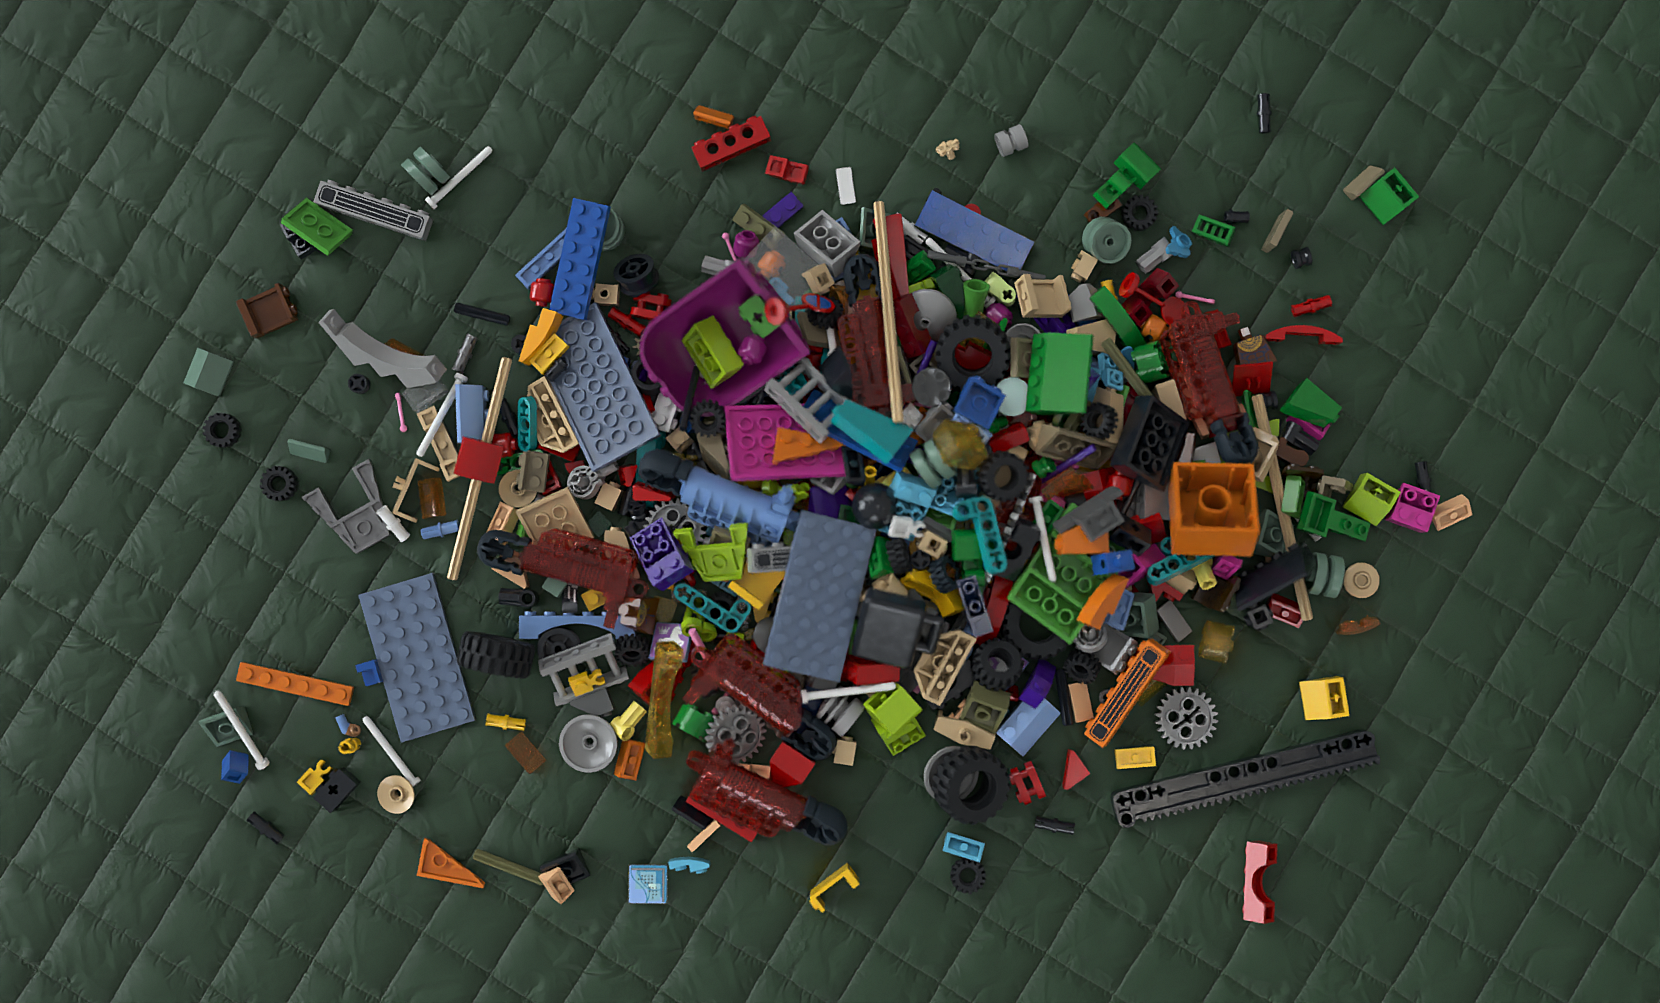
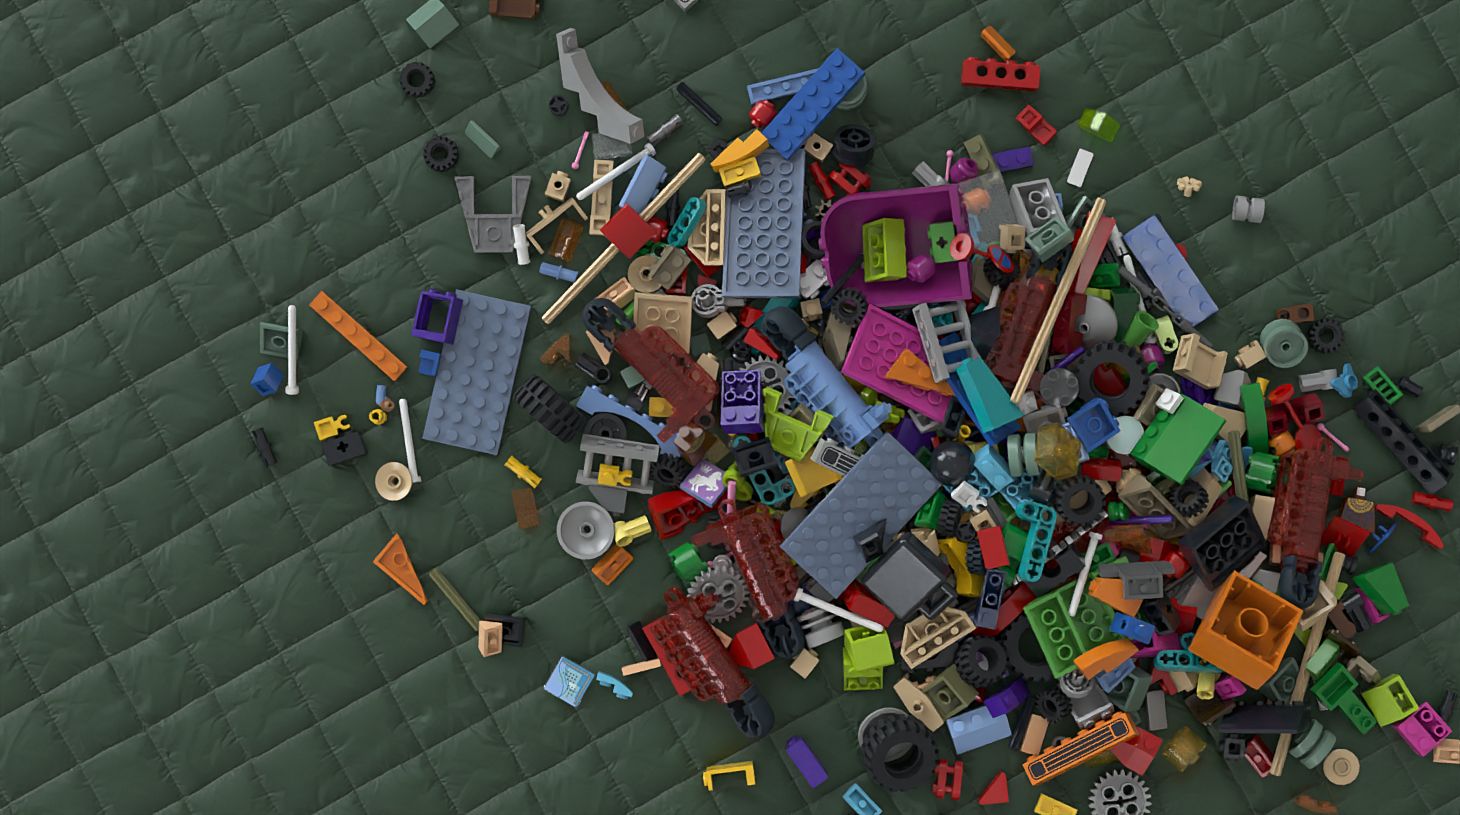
camera: 30 degrees right, 0 degrees up
(341, 633) = (423, 314): none -> dark purple window
(403, 459) = (558, 193): none -> tan brick
(478, 592) = (563, 346): none -> clear orange slope
(666, 664) = (650, 558): clear yellow arch -> none
(699, 597) = (754, 457): none -> black slope
(841, 138) = (1099, 124): none -> clear neon green slope
(841, 614) = (871, 541): none -> black slope
(851, 261) = (1049, 239): none -> sand green slope
(893, 837) = (806, 761): none -> dark purple window
(951, 560) = (993, 547): none -> red slope
(1034, 345) = (1169, 401): none -> white plate
(1134, 168) = (1344, 294): green plate -> none
(1250, 260) = (1413, 444): none -> black brick
(1287, 360) = (1383, 537): none -> blue piece

